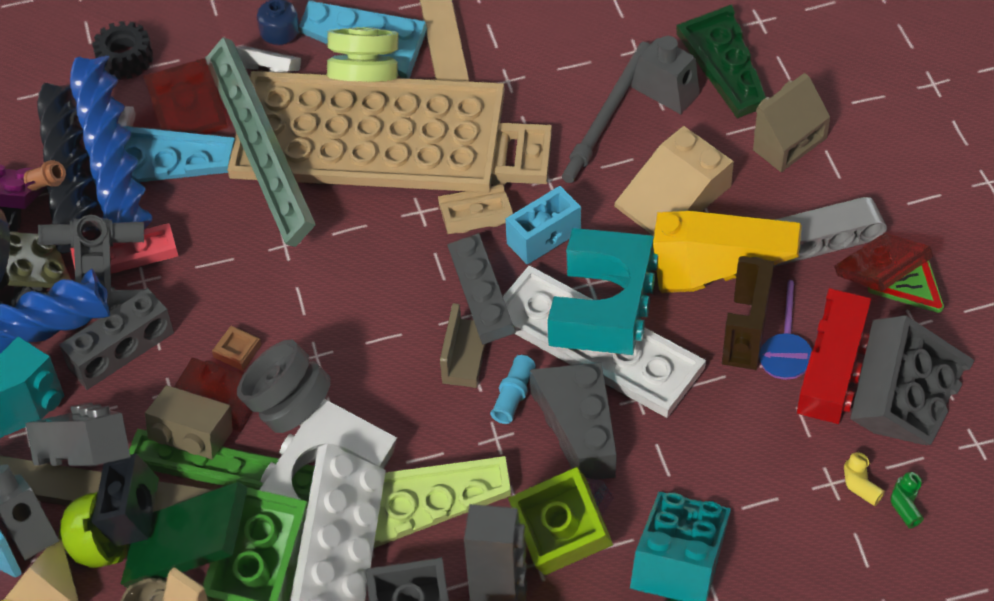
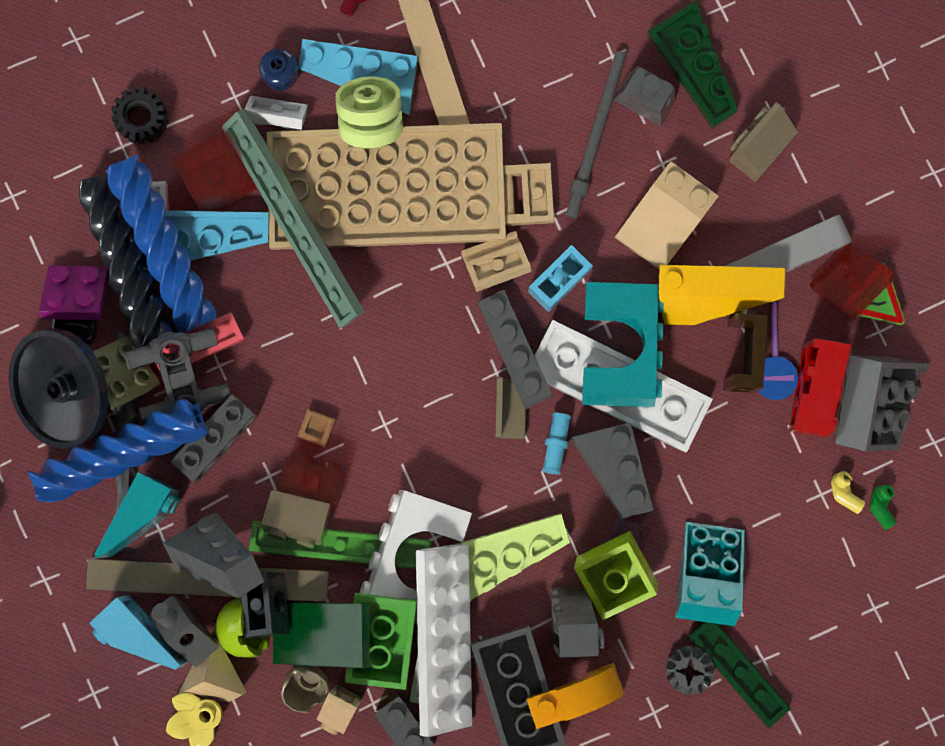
camera: 15 degrees left, 30 degrees up
(49, 174) = (118, 290): nougat pin -> none
(283, 386) = (371, 484): dark grey wheel -> none

